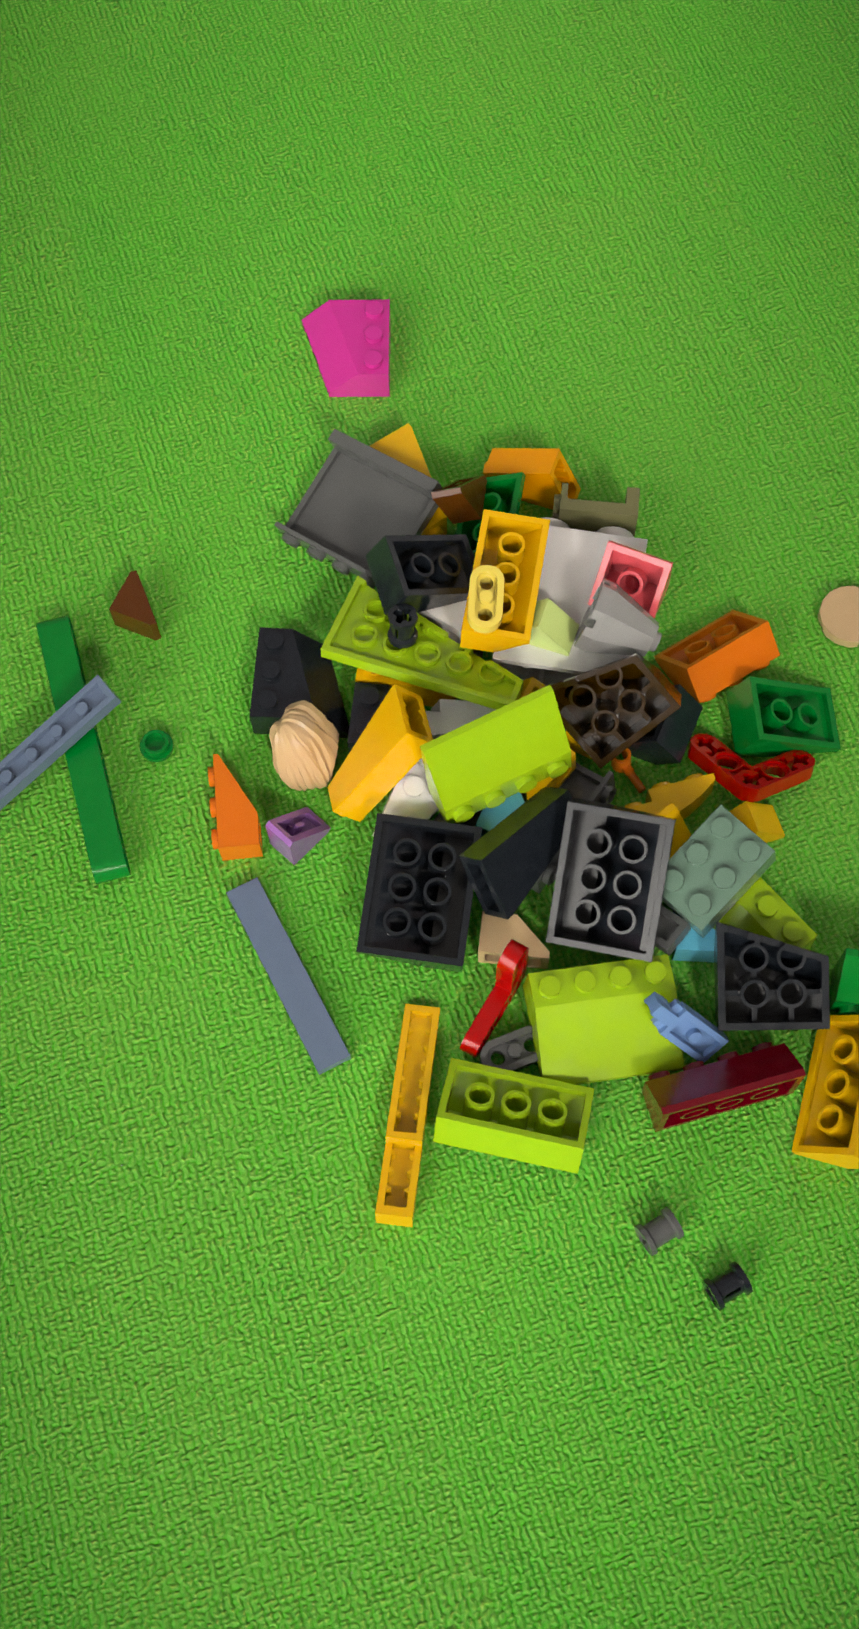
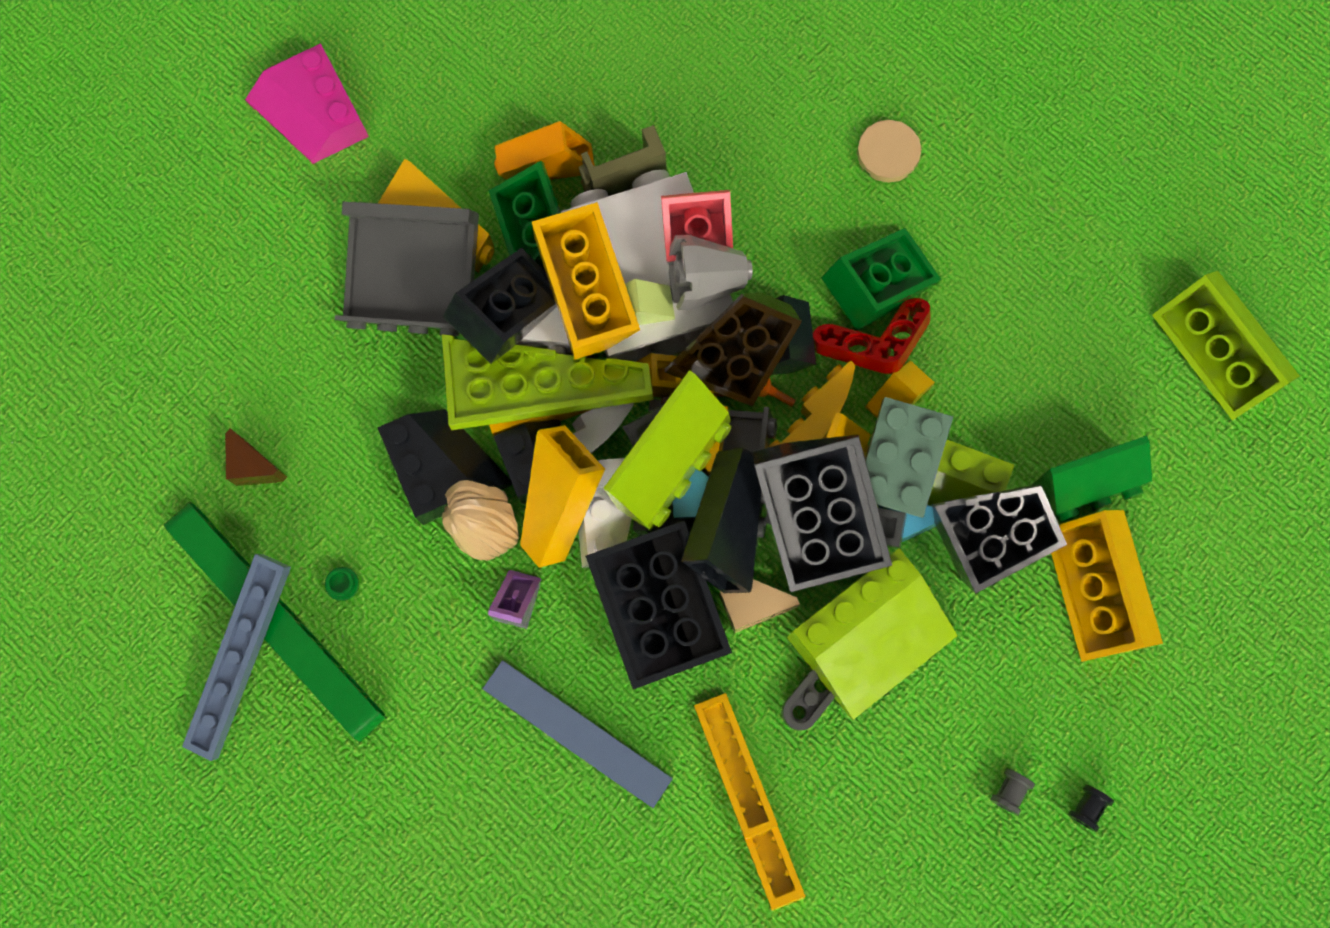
camera: 25 degrees left, 10 degrees up
(238, 822) = (456, 618): orange slope -> none
(406, 629) = (513, 367): black bush -> none
(462, 499) = (497, 211): reddish brown slope -> none
(484, 601) = (583, 311): light yellow plate -> none
(509, 976) = (775, 643): red beam -> none
(513, 1115) = (842, 758): lime slope -> none
(685, 1027) = (947, 606): medium blue hinge -> none
(719, 654) = (797, 244): orange slope -> none
(721, 1085) = (1000, 638): dark red slope -> none

